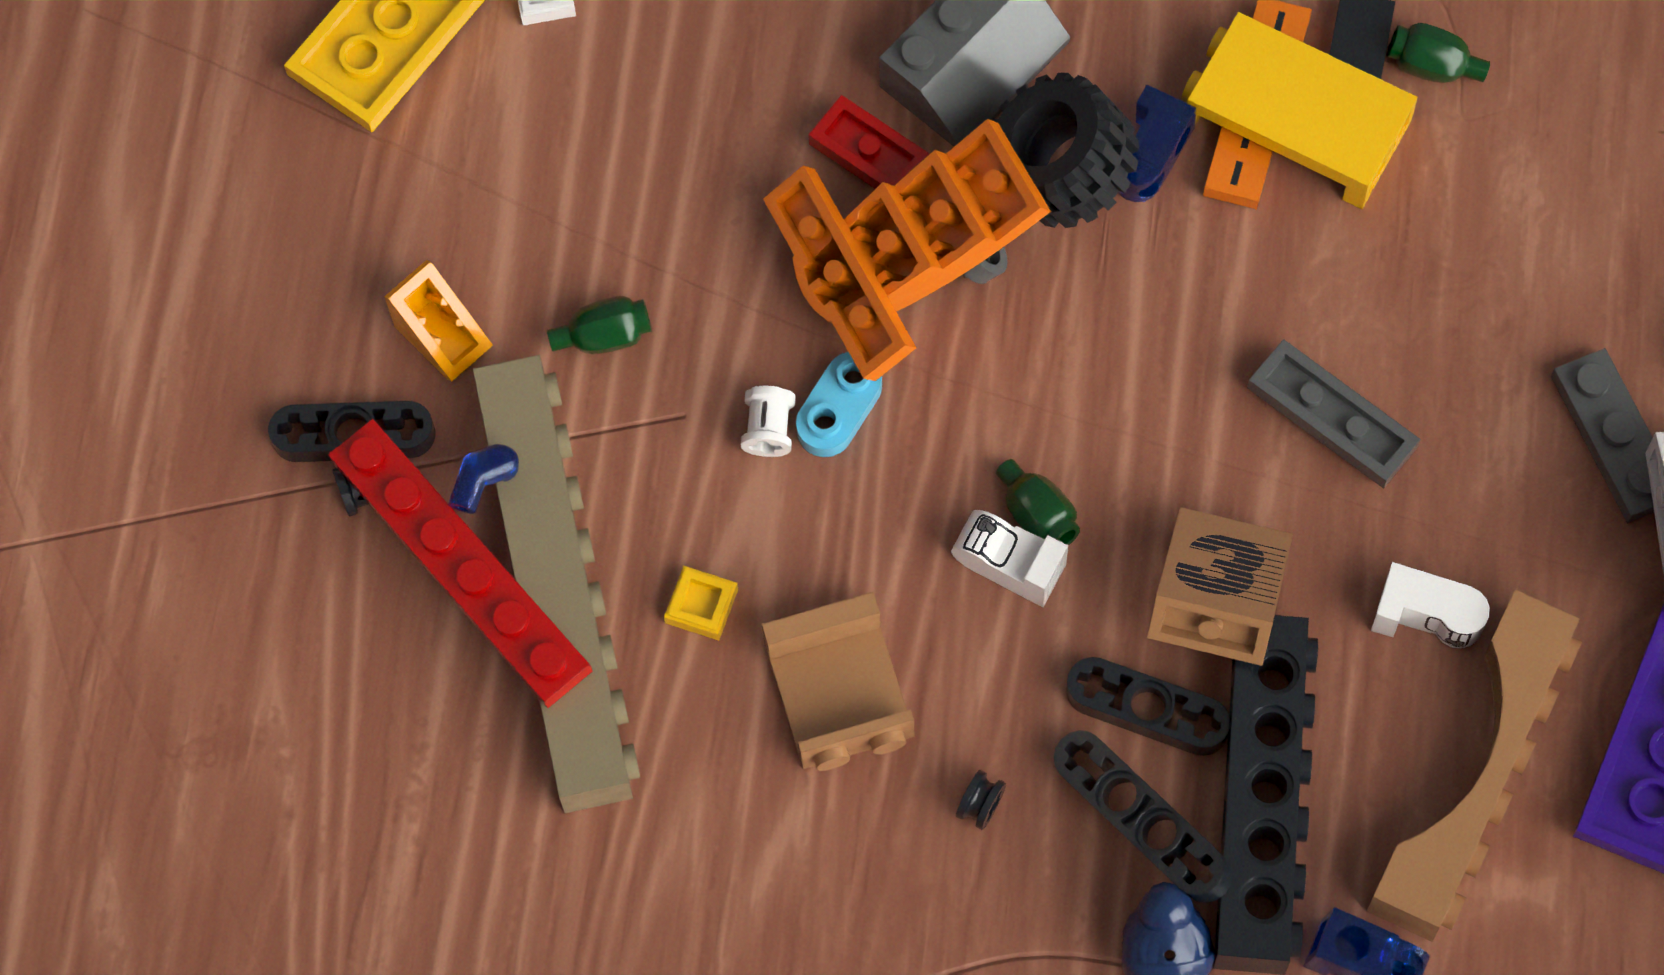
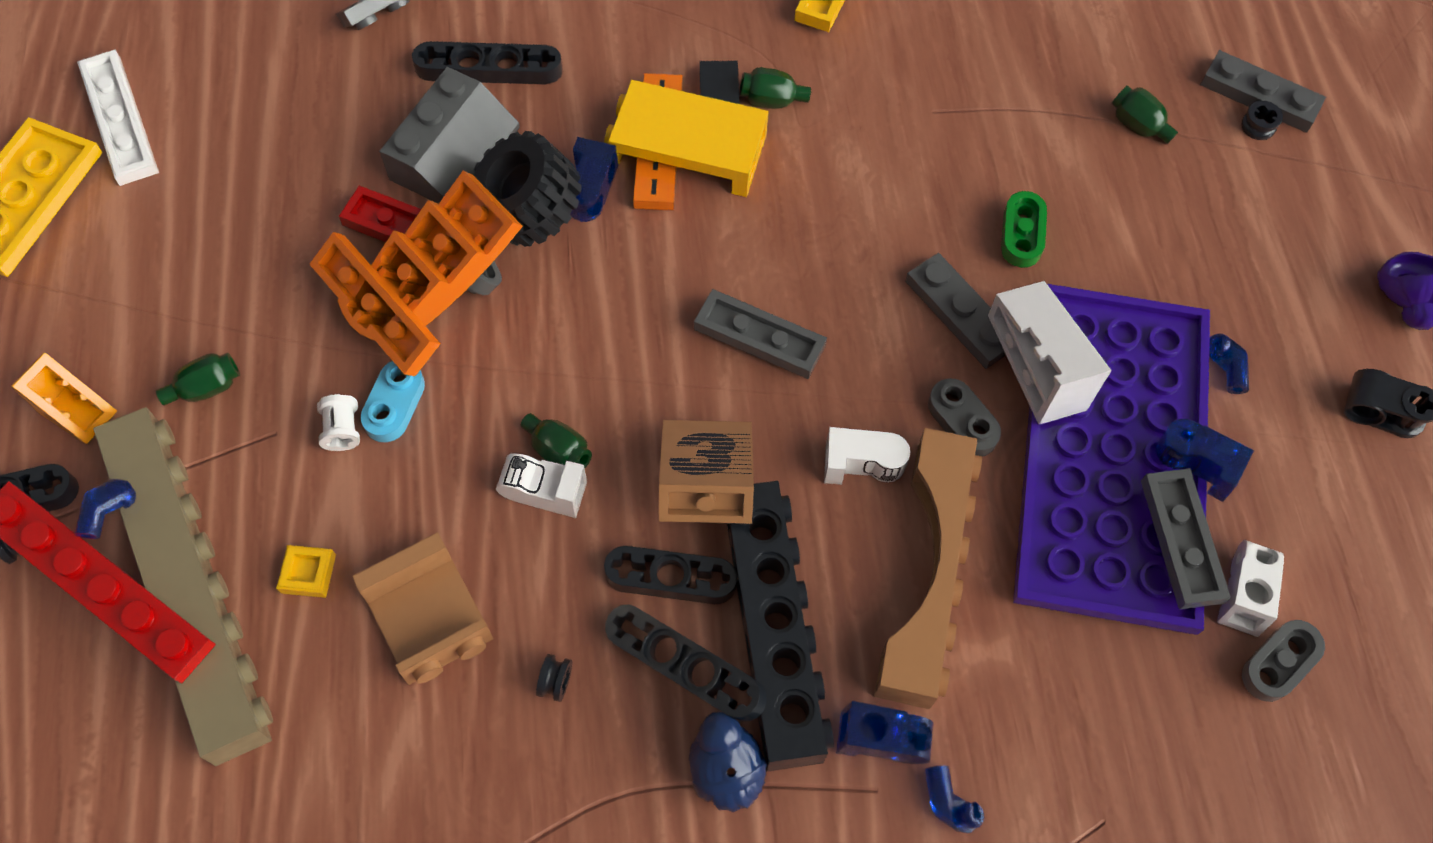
camera: 20 degrees left, 5 degrees down
(1577, 580) = (964, 414): none -> dark grey plate

